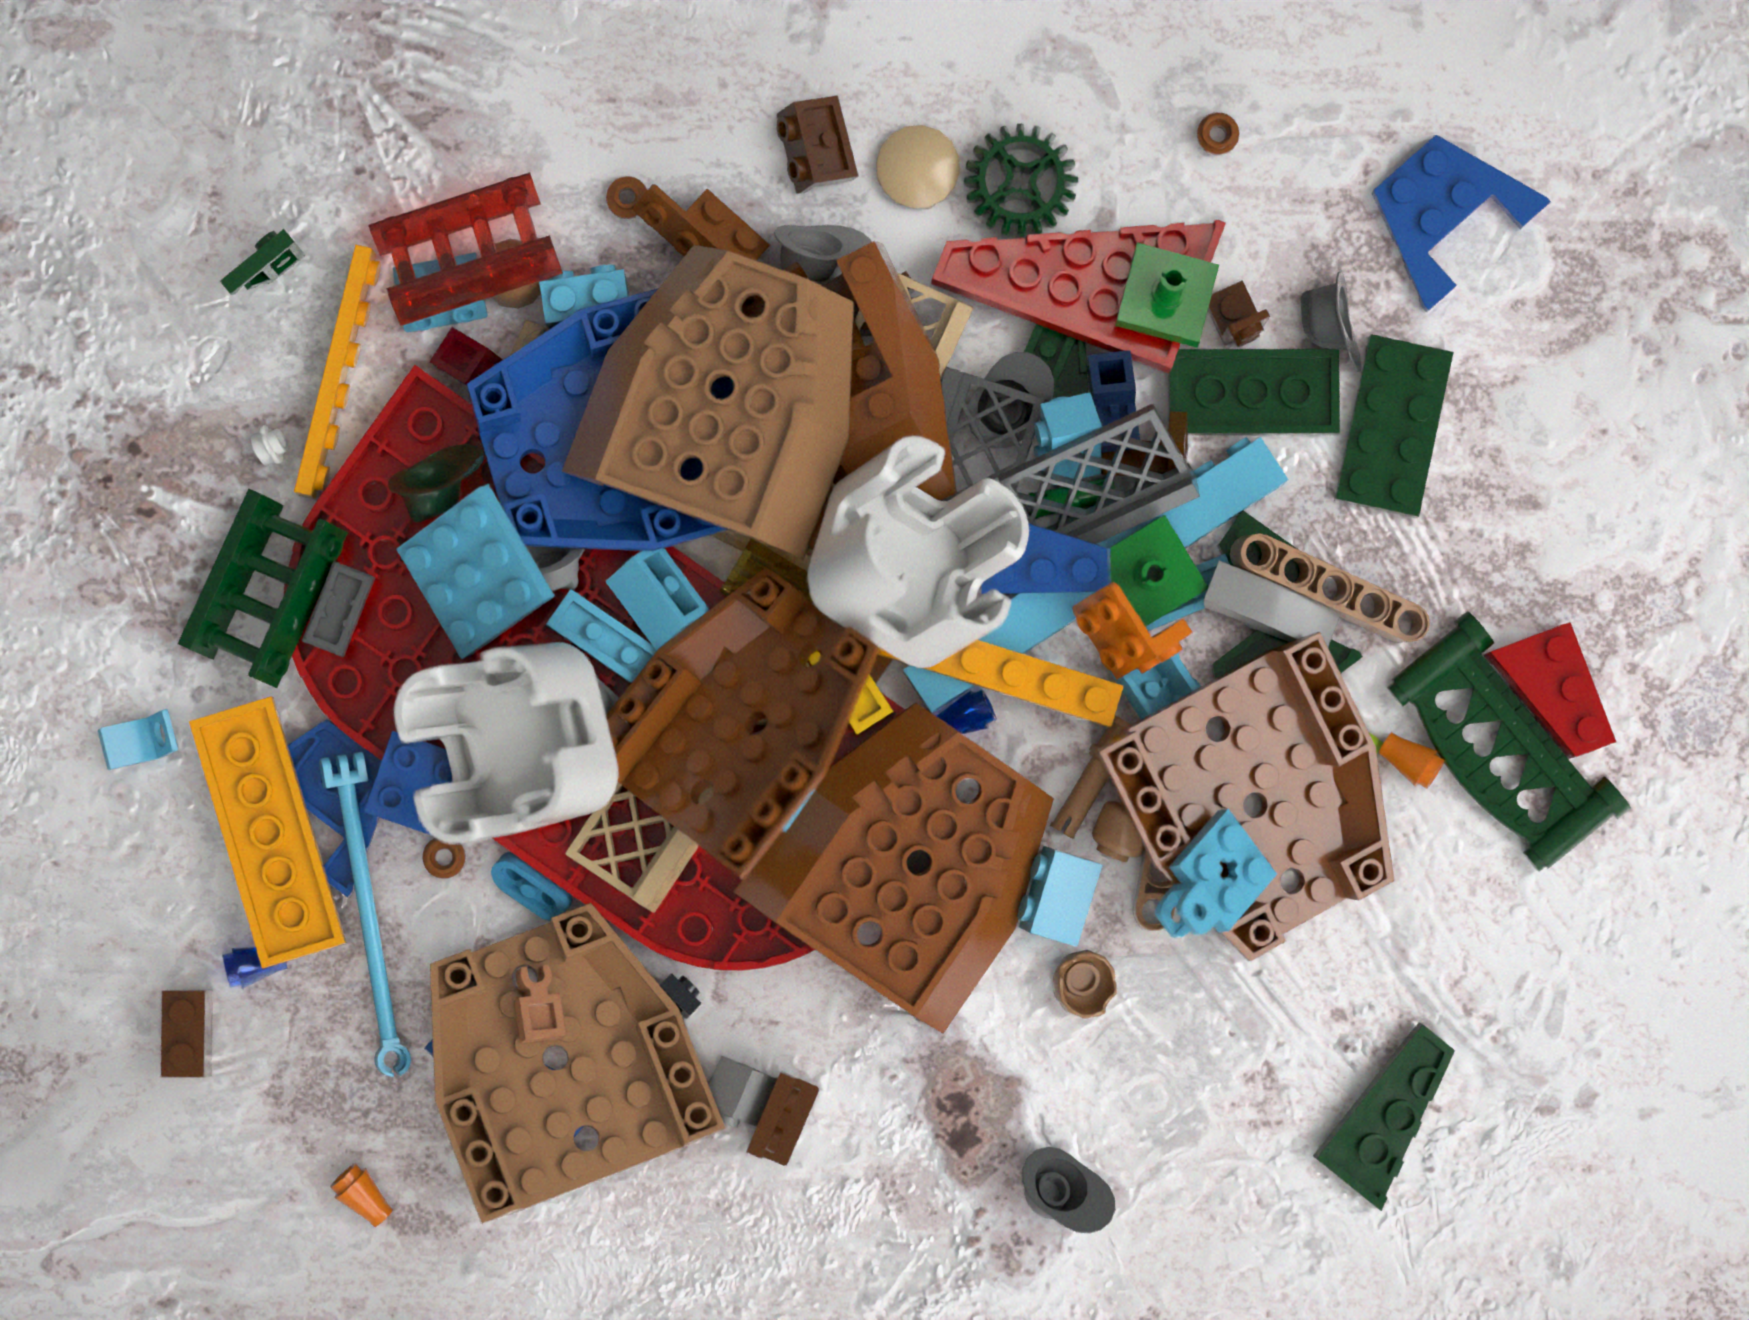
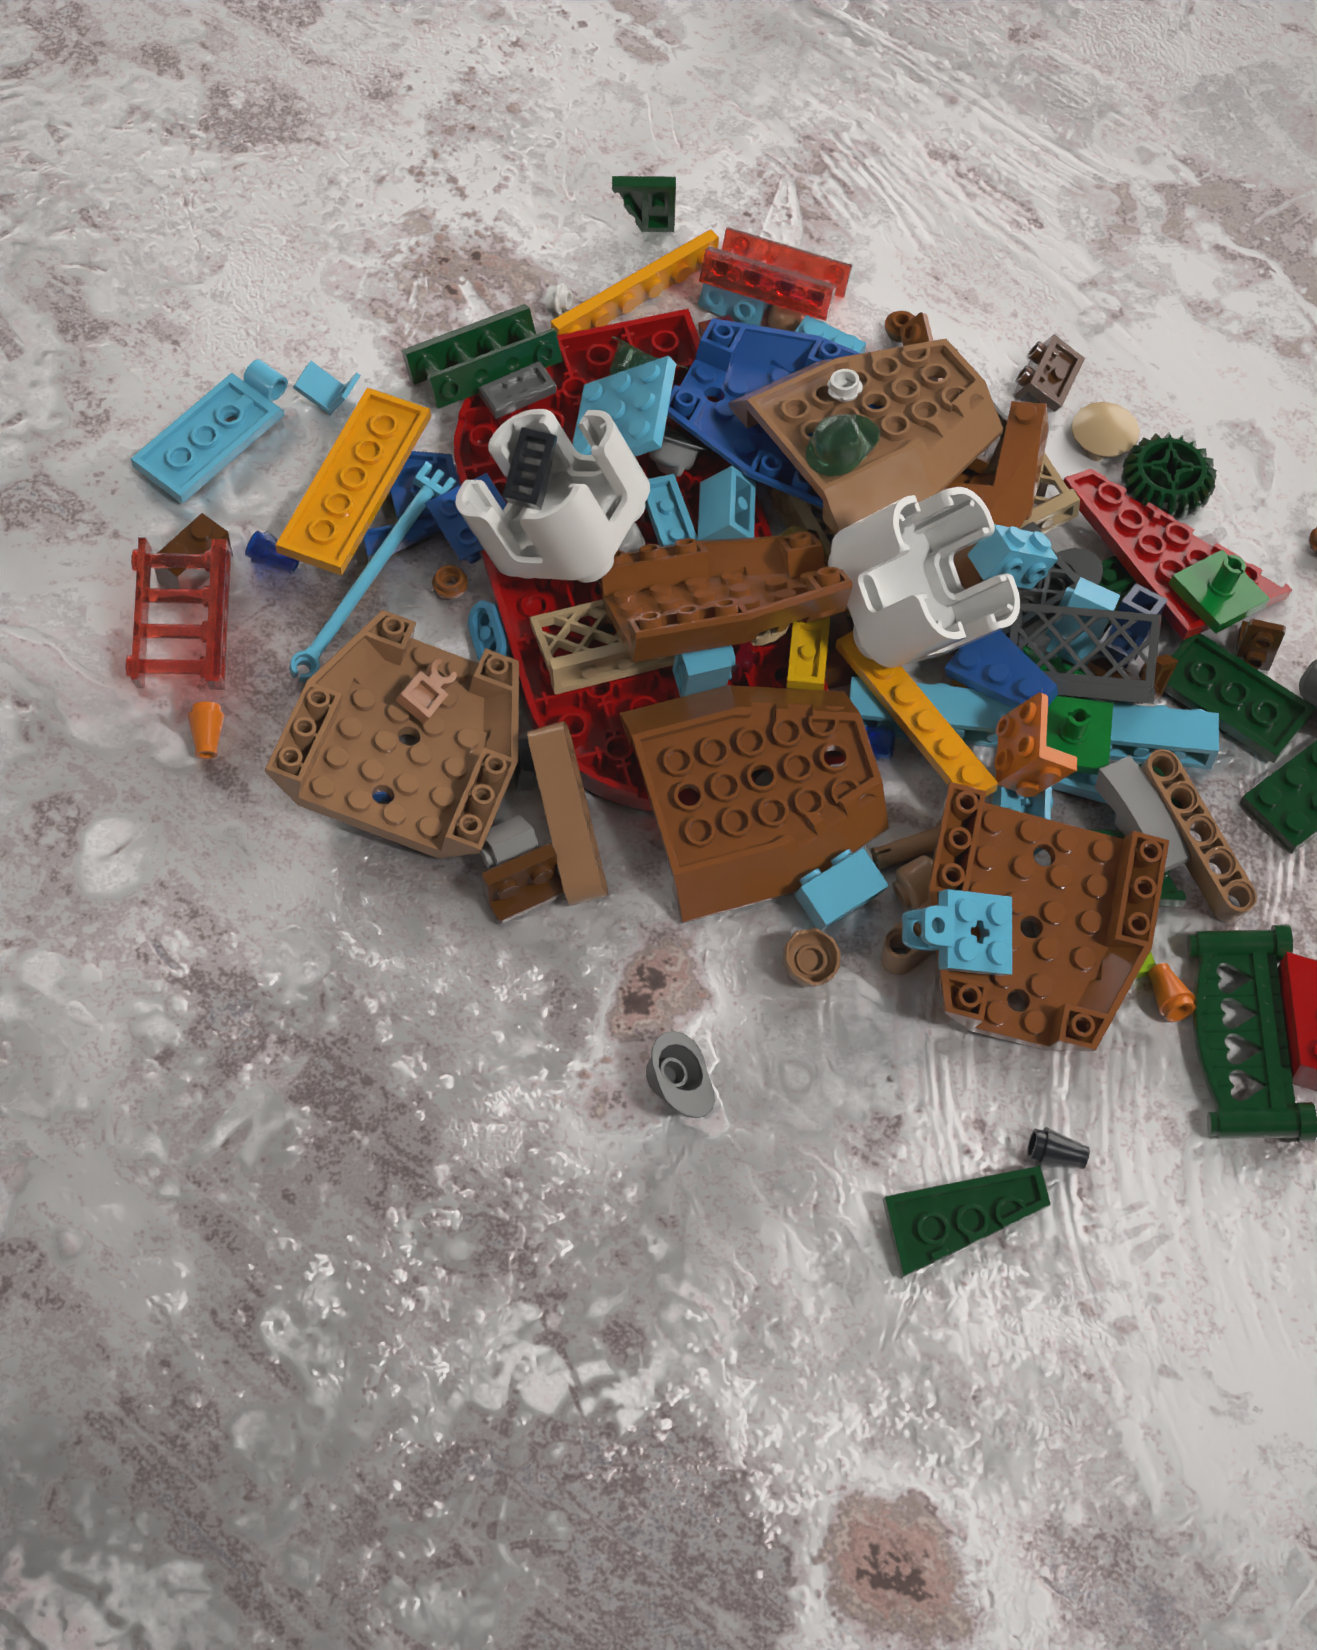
camera: 40 degrees right, 25 degrees down
(70, 896) = (203, 442): none -> medium azure hinge
(257, 1070) = (213, 597): none -> clear red fence
(469, 757) = (542, 471): none -> black slope
(679, 387) = (844, 385): none -> white plate
(731, 467) = (841, 443): none -> clear green piece
(764, 1022) = (567, 813): none -> medium nougat beam
(969, 439) = (1015, 552): none -> medium azure brick
(1422, 993) = (1056, 1150): none -> black cone

